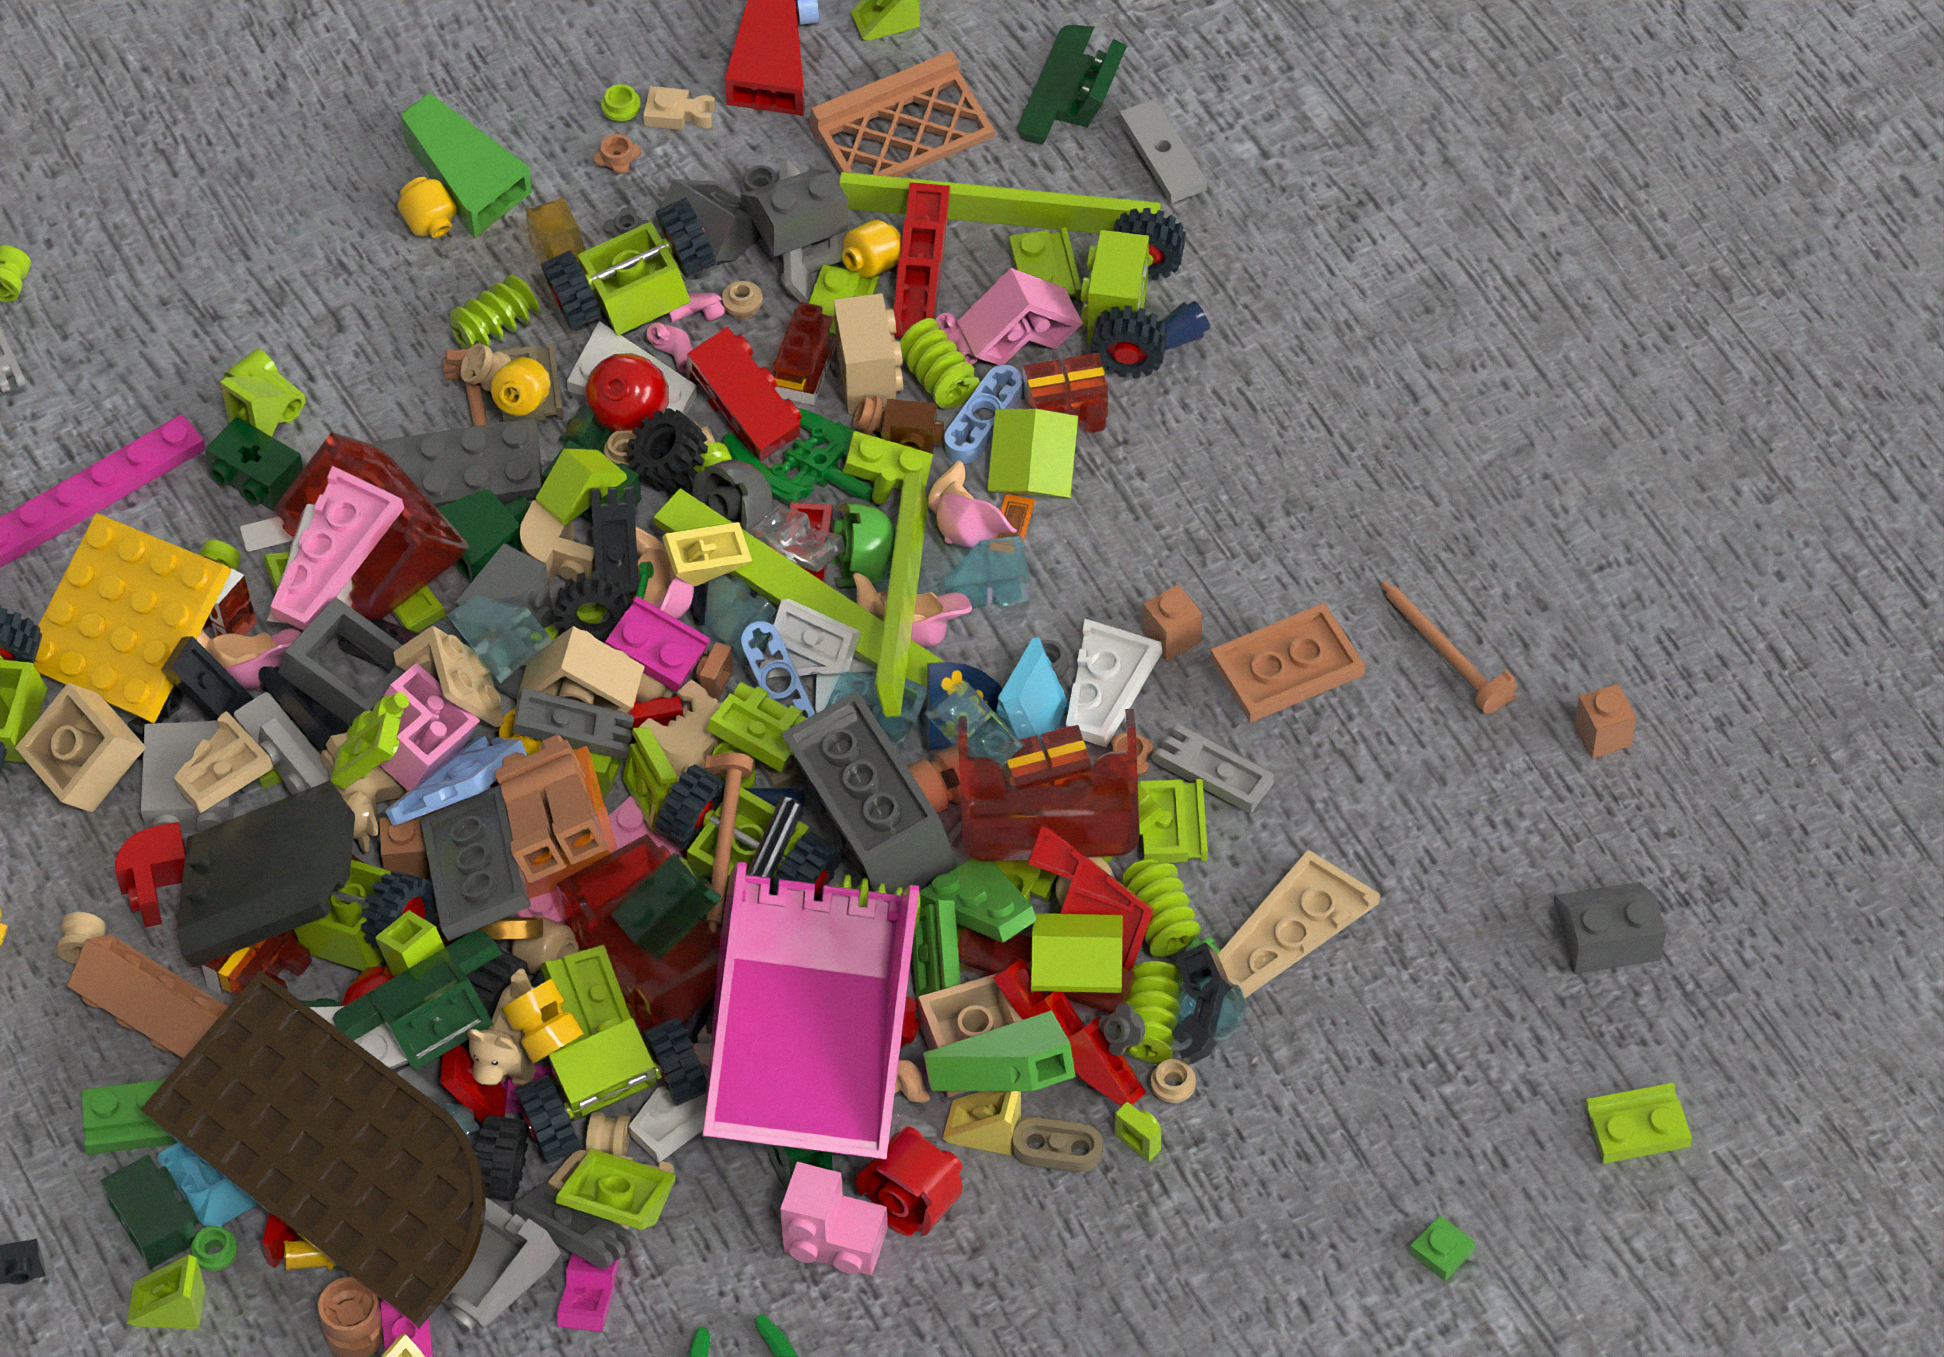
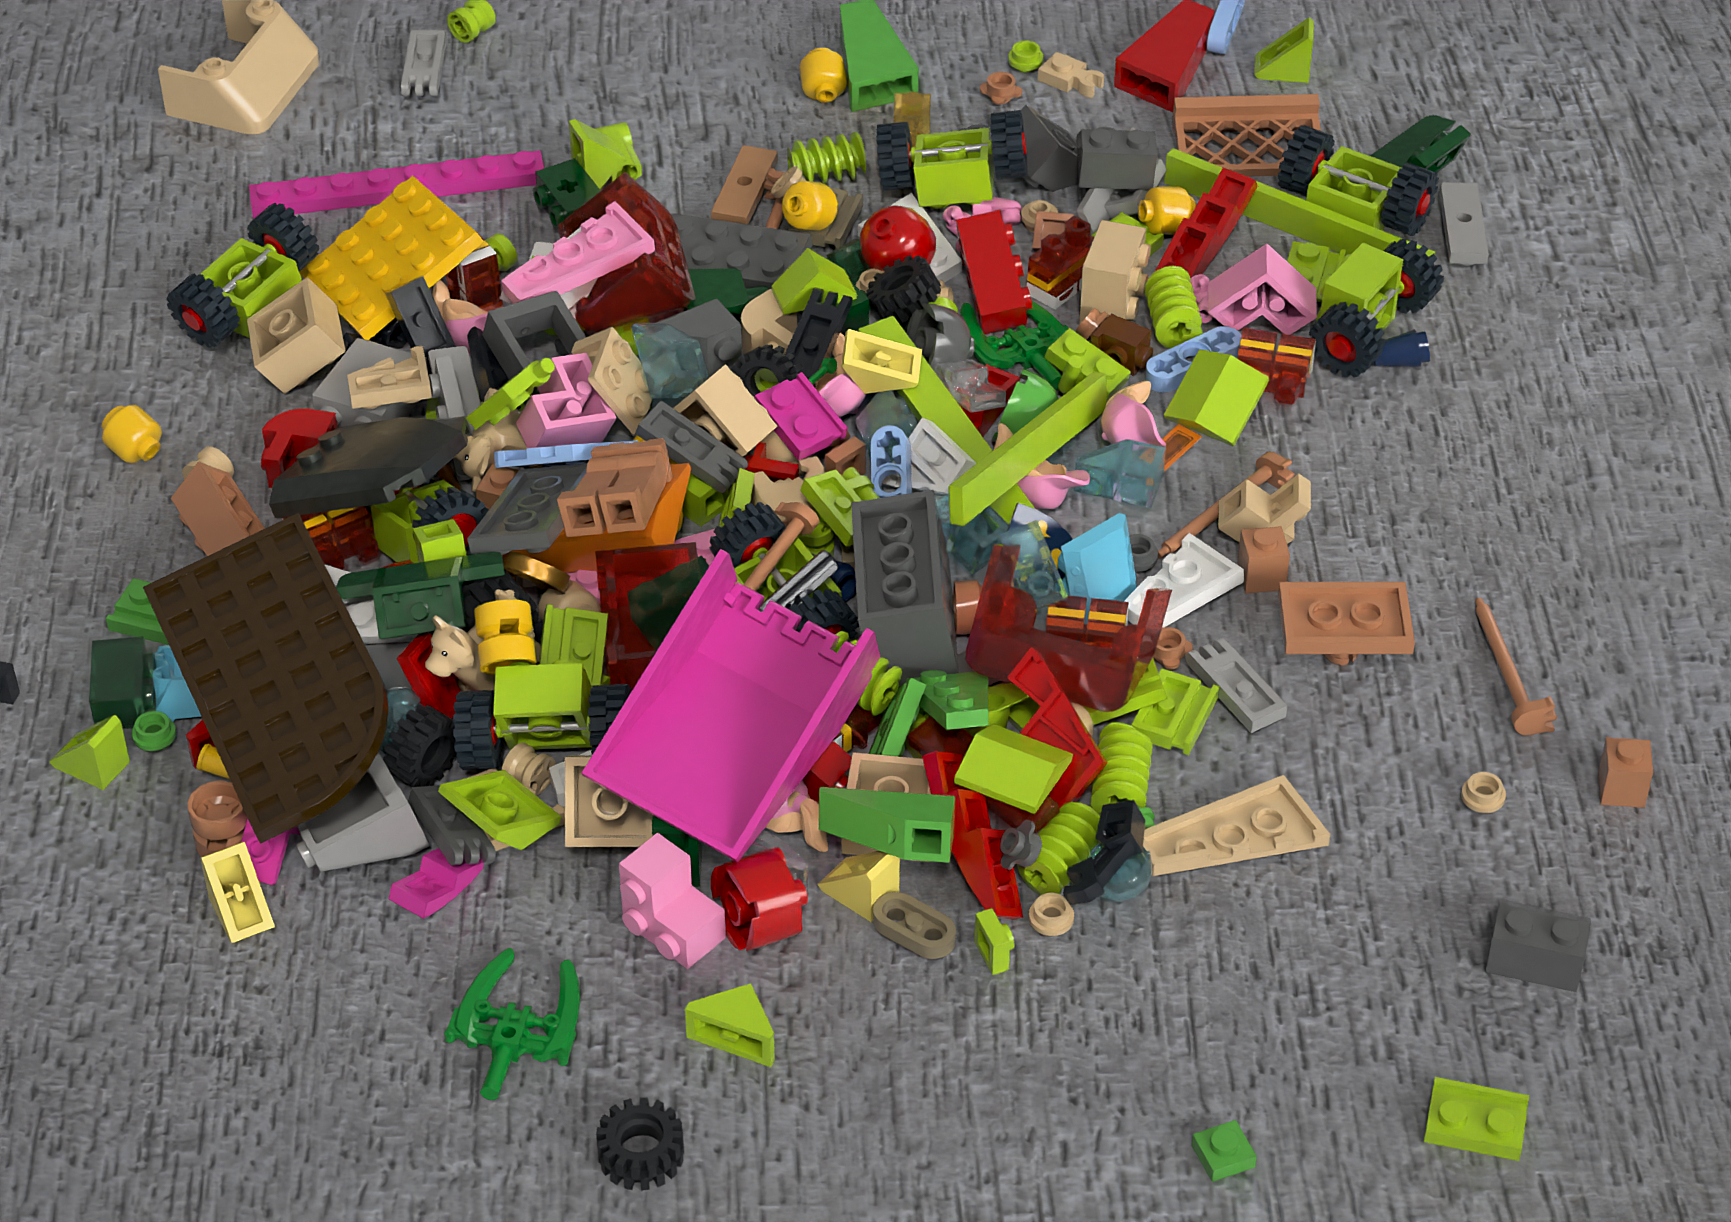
camera: 25 degrees right, 10 degrees down
(423, 378) = (744, 185): none -> medium nougat tile
(710, 1164) = (597, 815): none -> tan brick
(769, 315) = (1048, 223): none -> nougat plate
(955, 1314) = (732, 1024): none -> lime slope
(1047, 150) = (1357, 183): none -> brick
(1123, 515) = (1270, 469): none -> nougat piece
(1141, 574) = (1253, 508): none -> tan brick
(1493, 783) = (1483, 792): none -> tan plate

